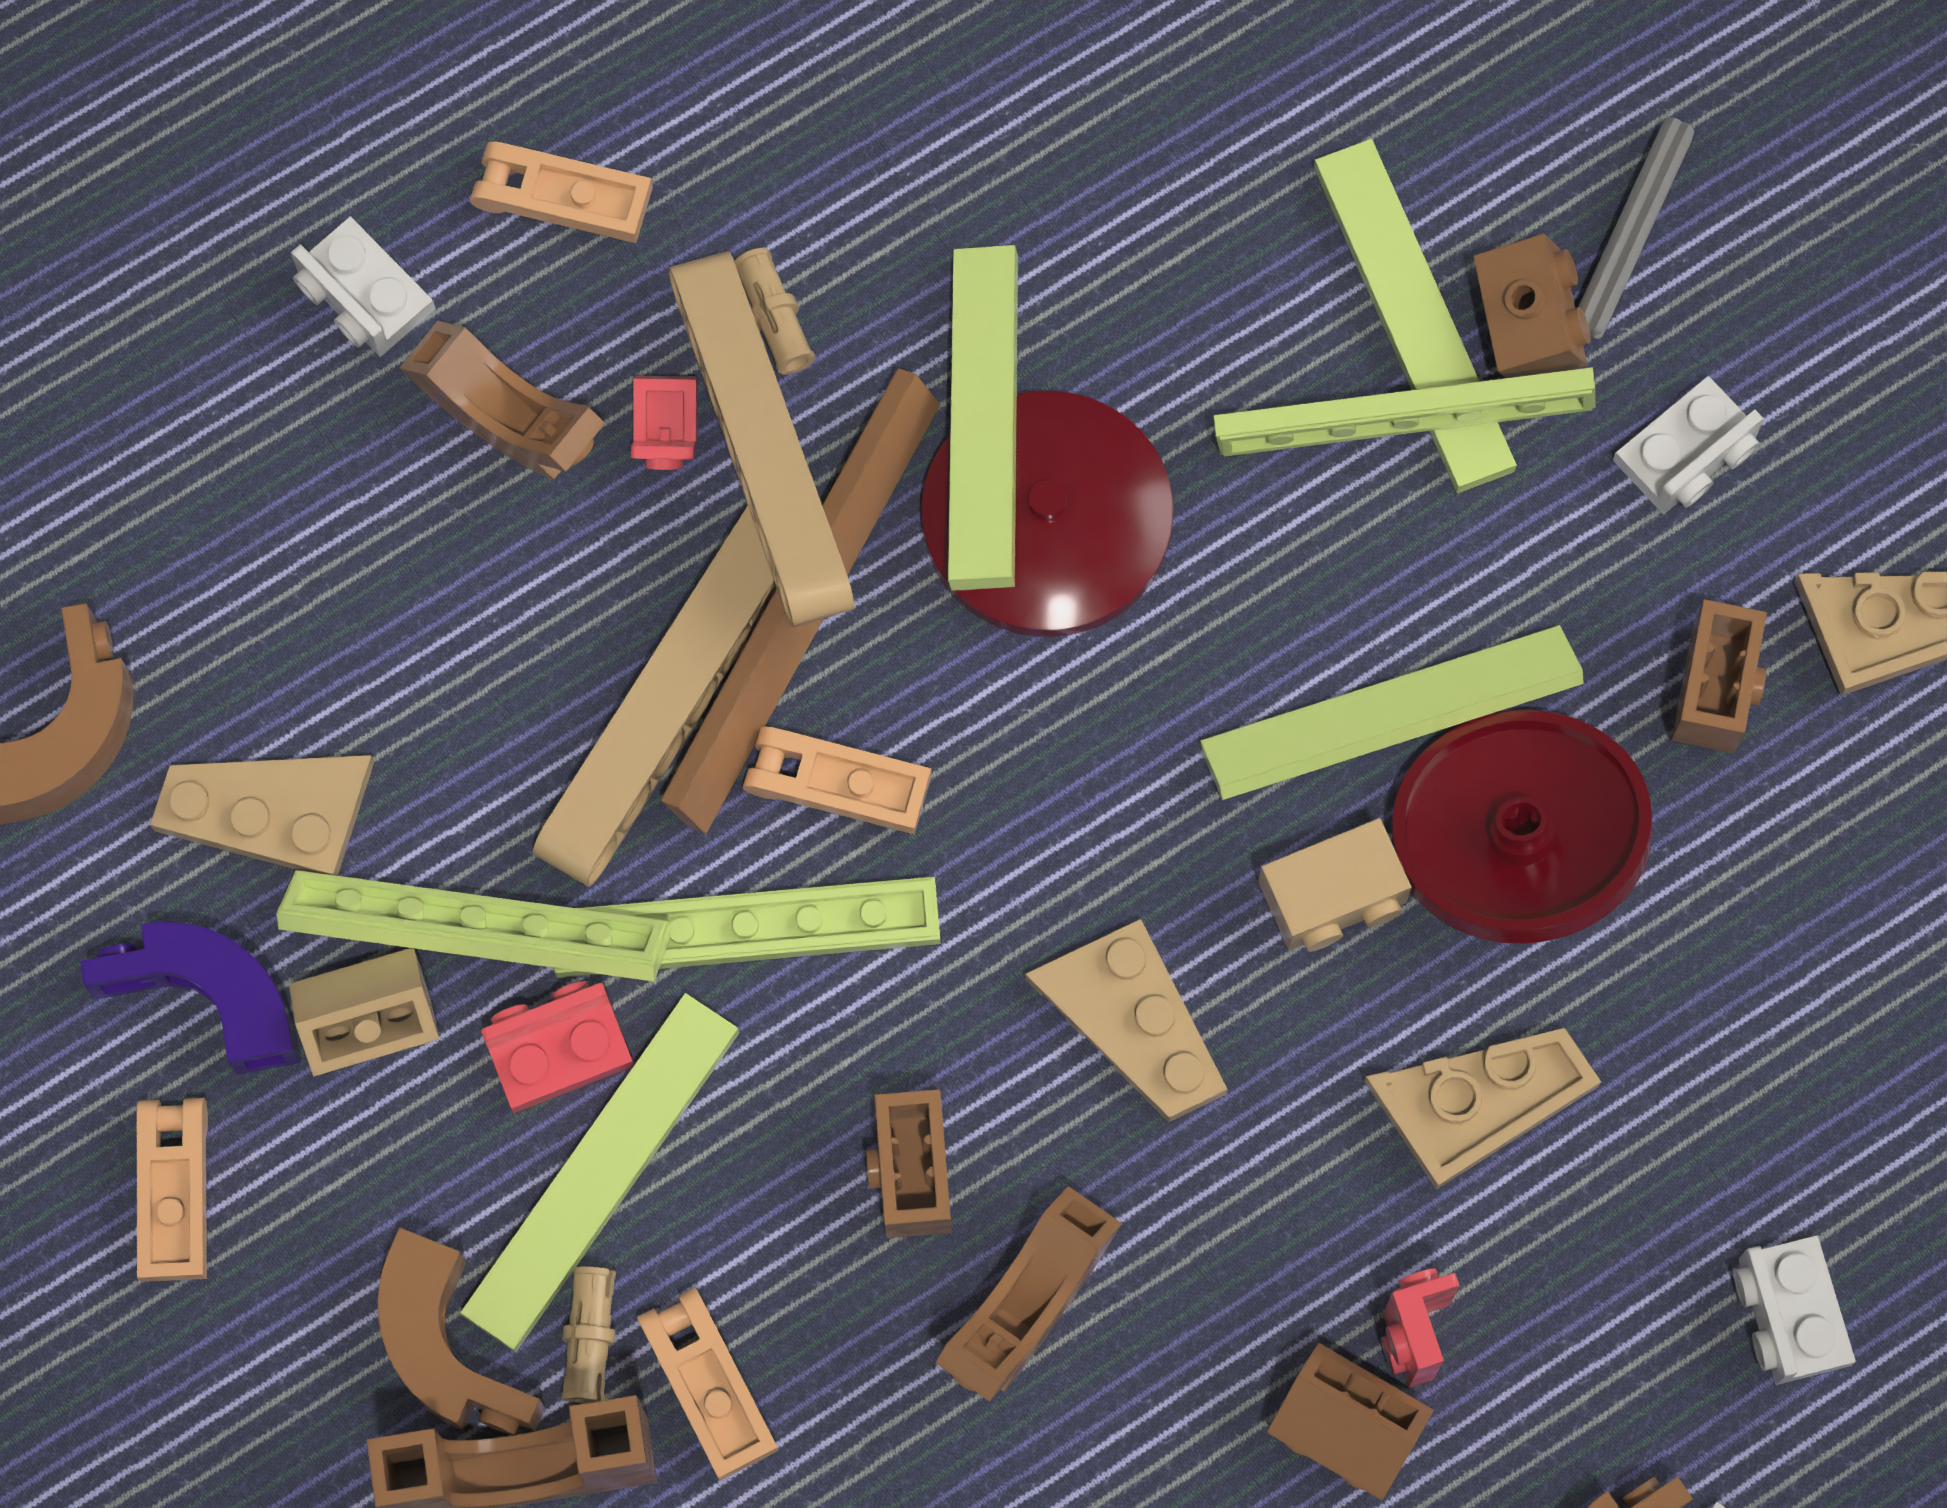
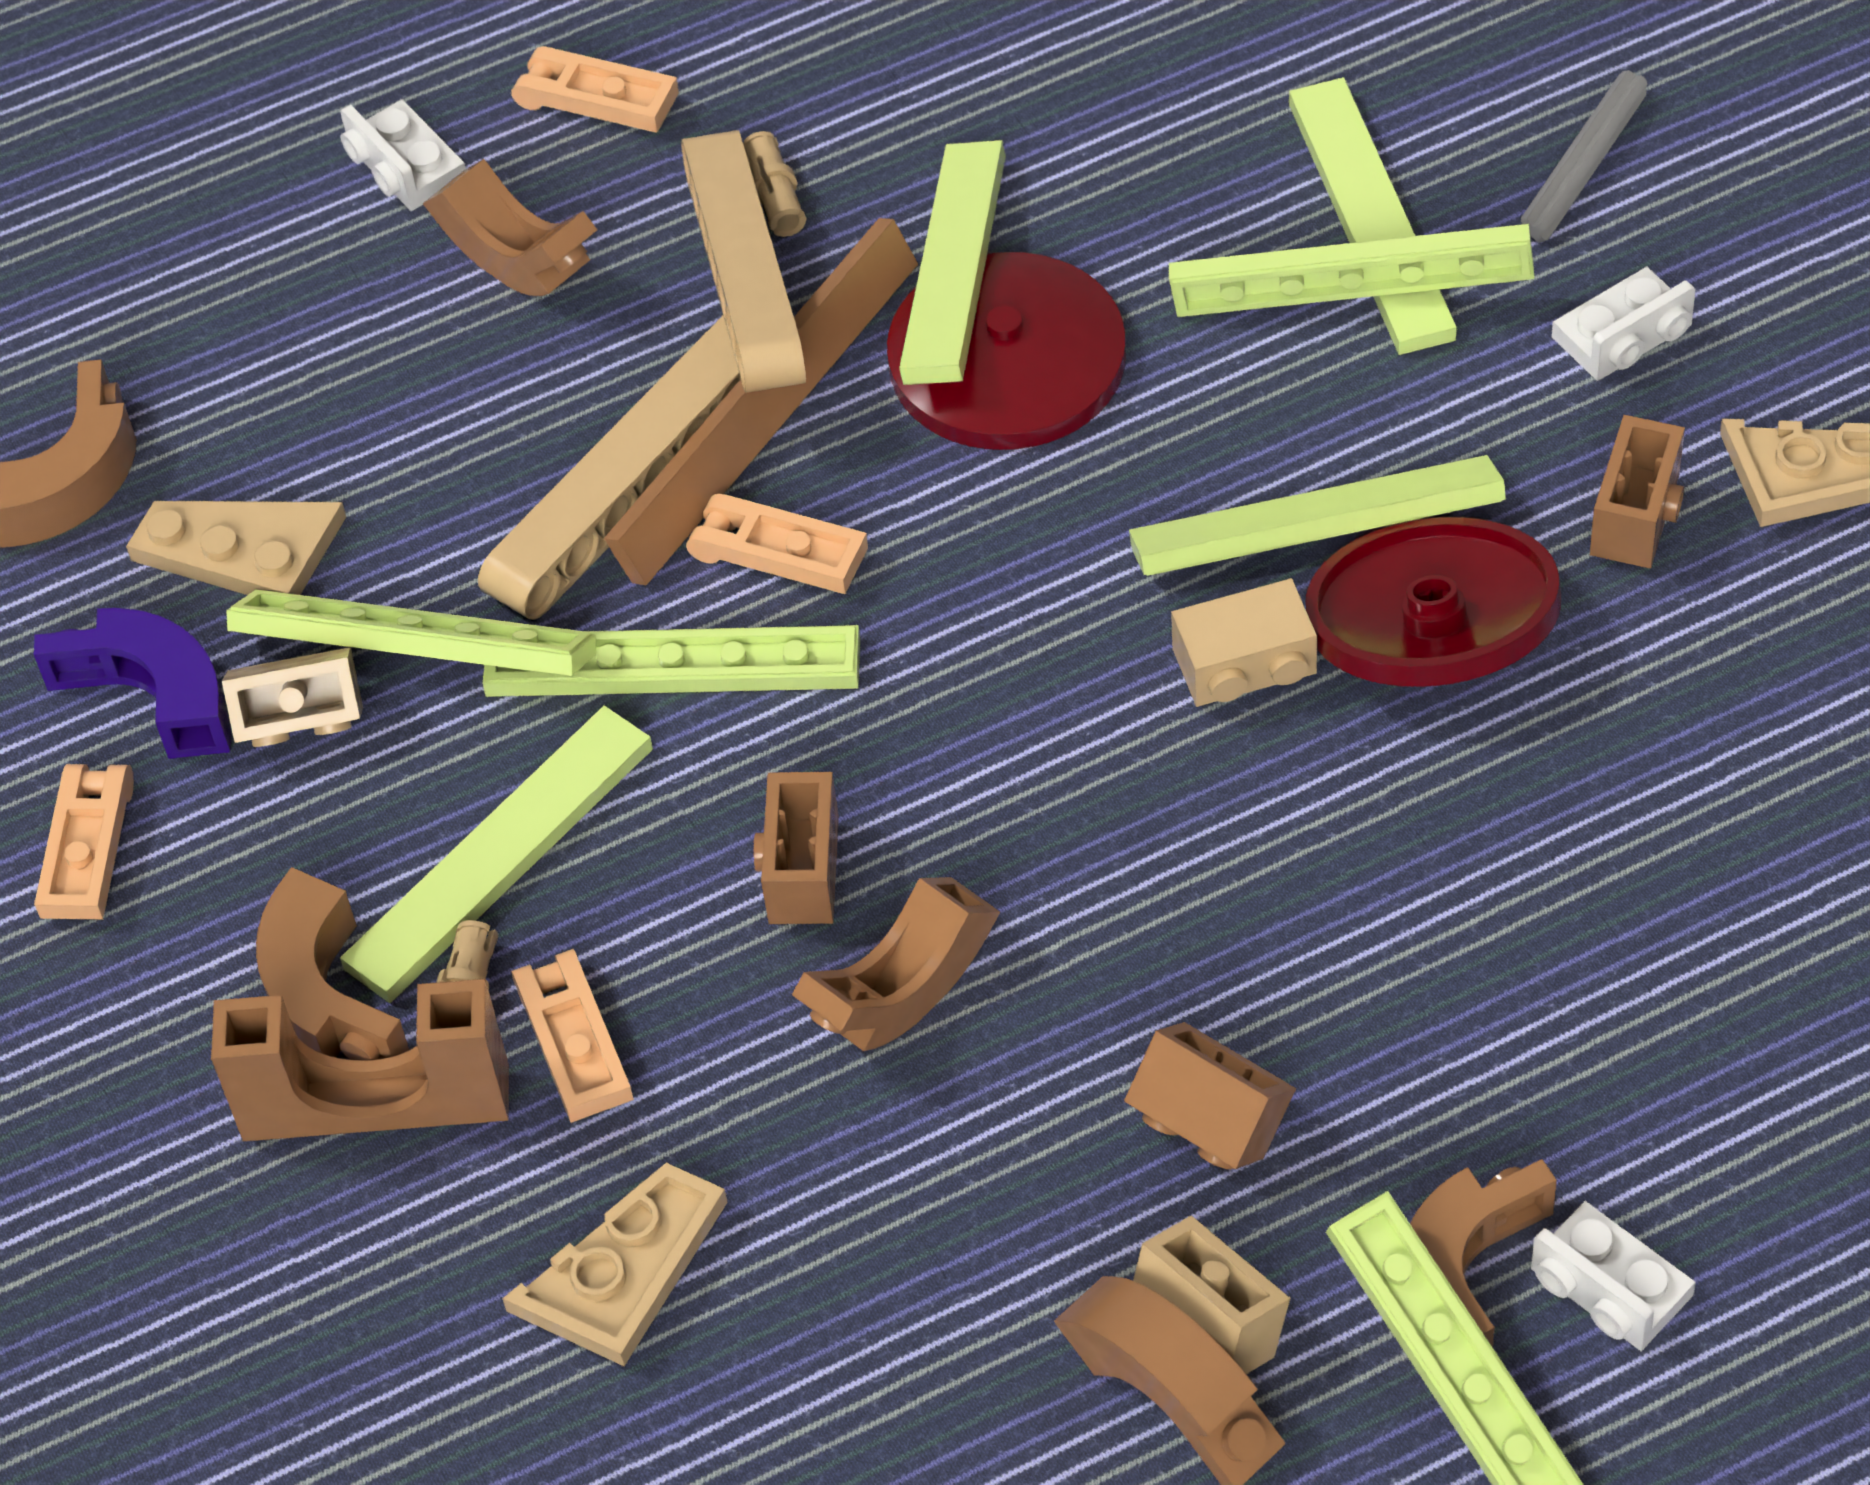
camera: 10 degrees right, 20 degrees down
(556, 1045) = (472, 740): coral bracket -> none
(665, 420) = (660, 257): coral bracket -> none
(1135, 1017) = (1039, 752): tan wing -> none
(1410, 1336) = (1286, 999): coral bracket -> none
(1481, 1101) = (1371, 841): tan wing -> none
(1532, 308) = (1479, 185): medium nougat brick -> none
(1794, 1310) = (1678, 1038): white bracket -> none

